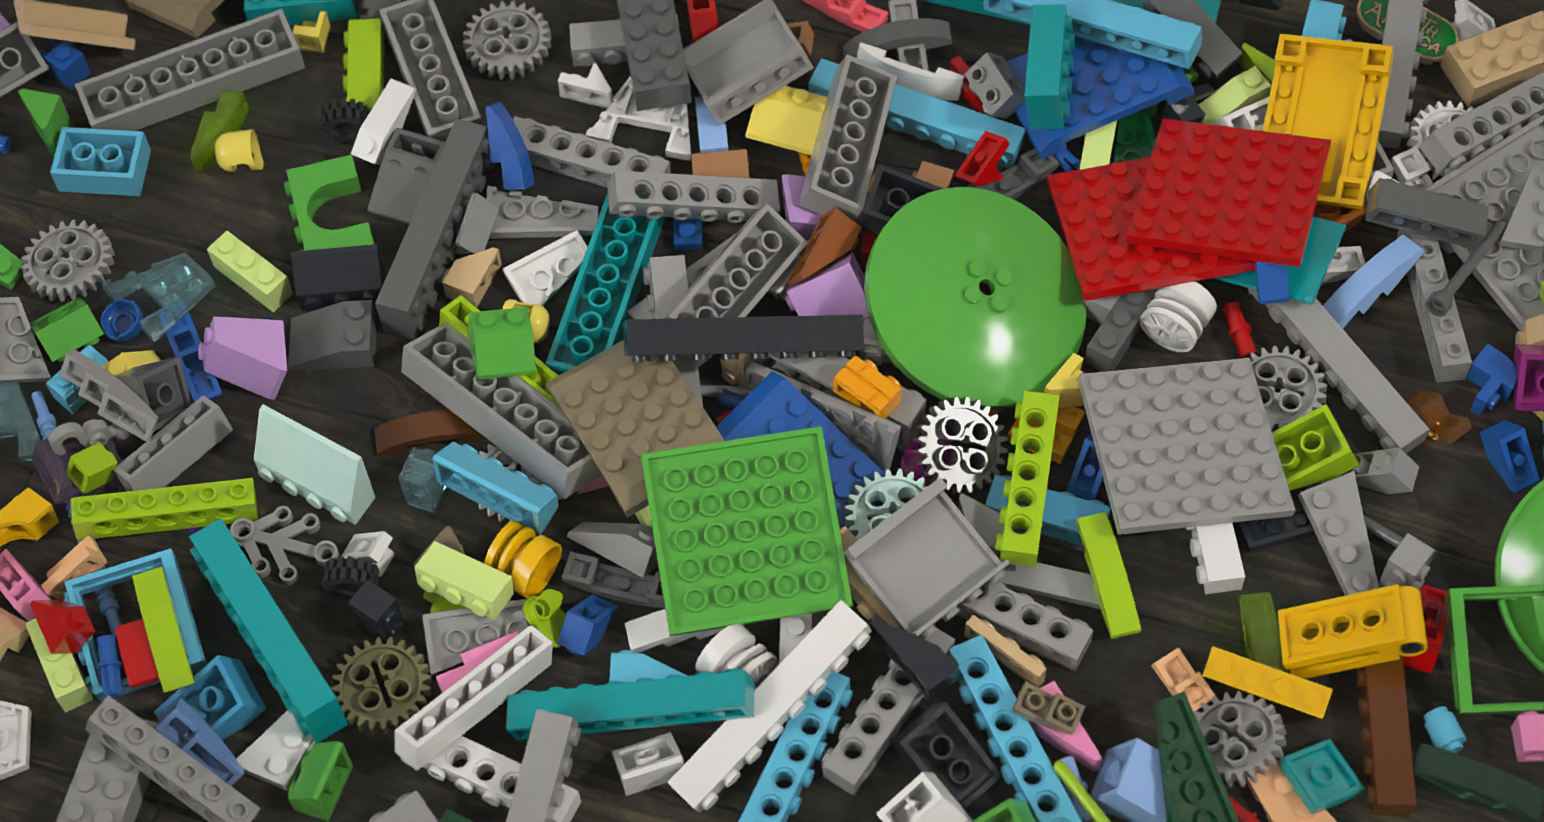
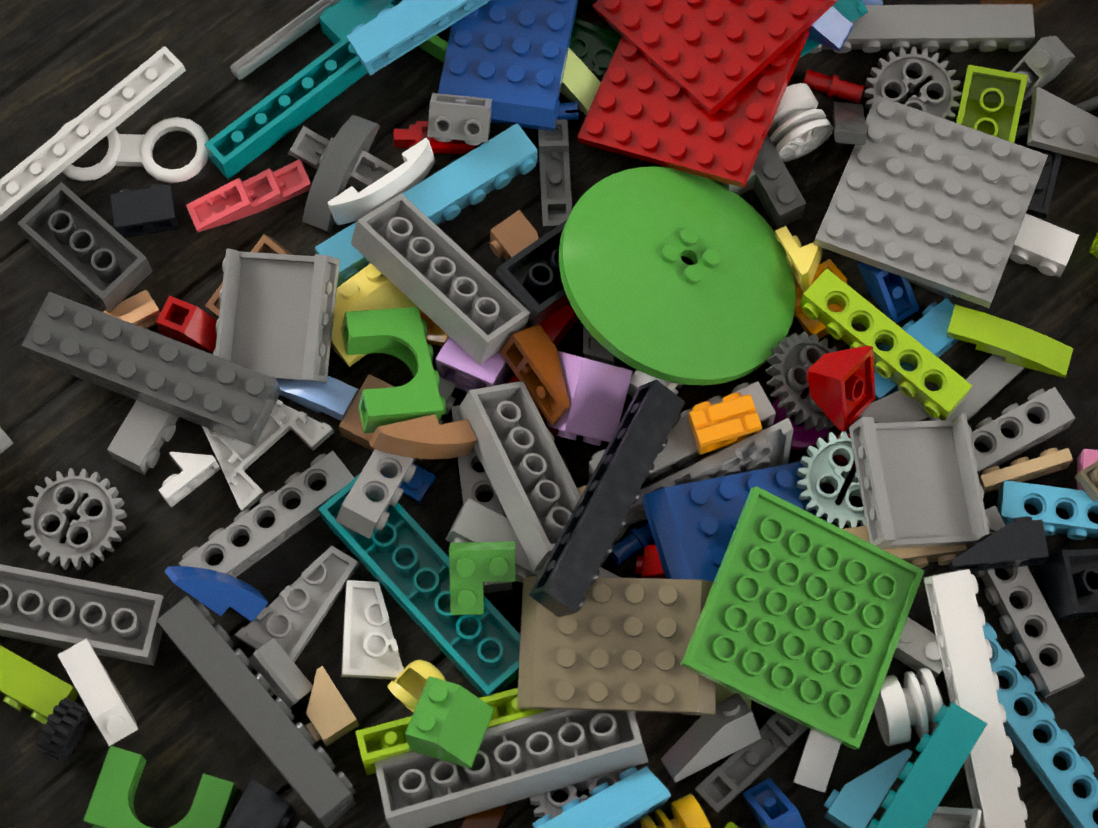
camera: 60 degrees left, 10 degrees up
(404, 175) = (173, 705): dark grey slope -> none
(627, 287) = (472, 566): none -> bright green brick
(710, 200) = (425, 438): none -> medium nougat slope
(739, 182) = (404, 336): none -> bright green arch
(969, 462) = (843, 384): none -> red slope
(981, 162) = (528, 179): red slope -> none
(1049, 66) = (491, 59): teal brick -> none
(1204, 350) = (849, 123): none -> dark grey tile

